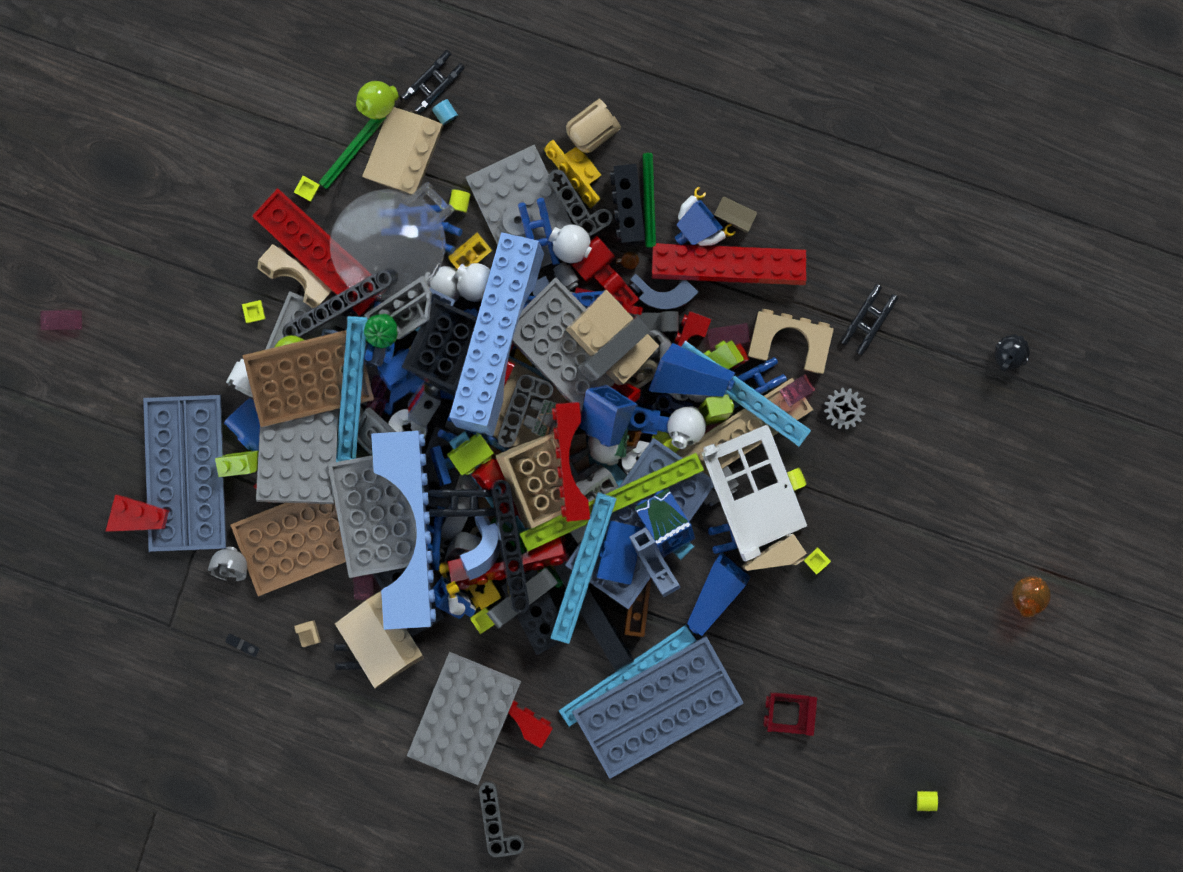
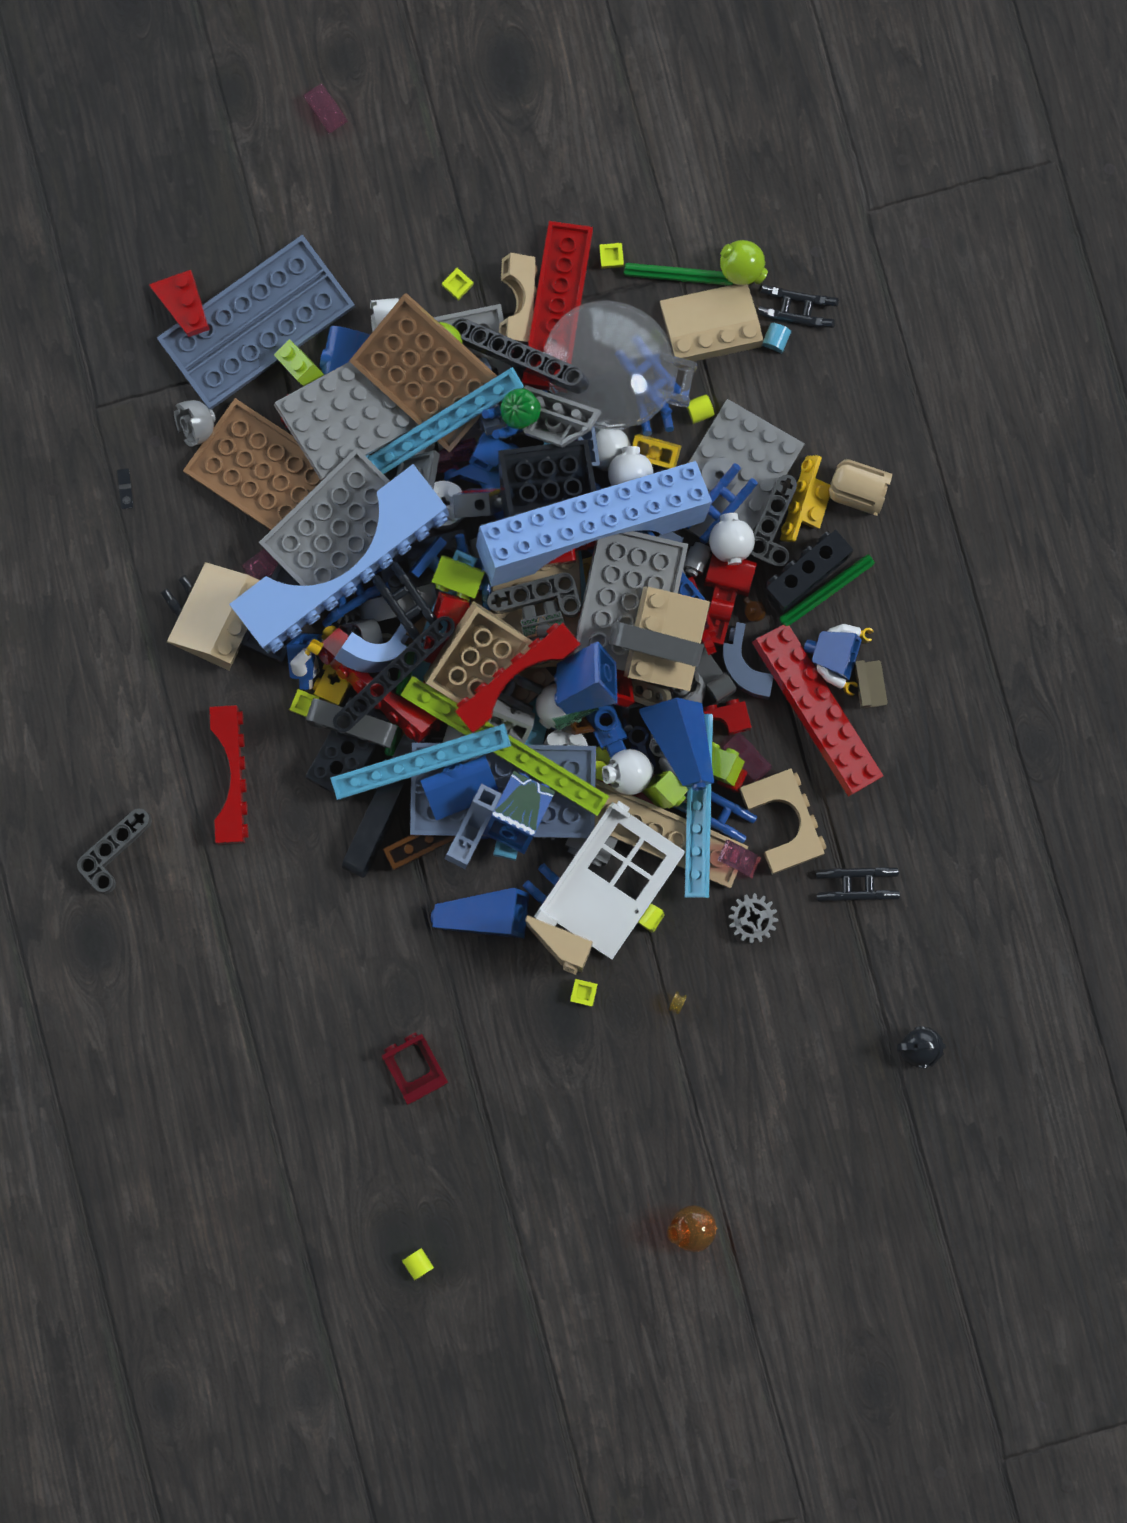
camera: 50 degrees right, 5 degrees down
(308, 633) = (178, 543): tan panel -> none
(463, 718) = (195, 747): light grey plate -> none
(657, 707) = (333, 932): sand blue plate -> none
(662, 650) = (344, 882): medium azure tile -> none
(867, 500) = (677, 1002): none -> clear yellow bush

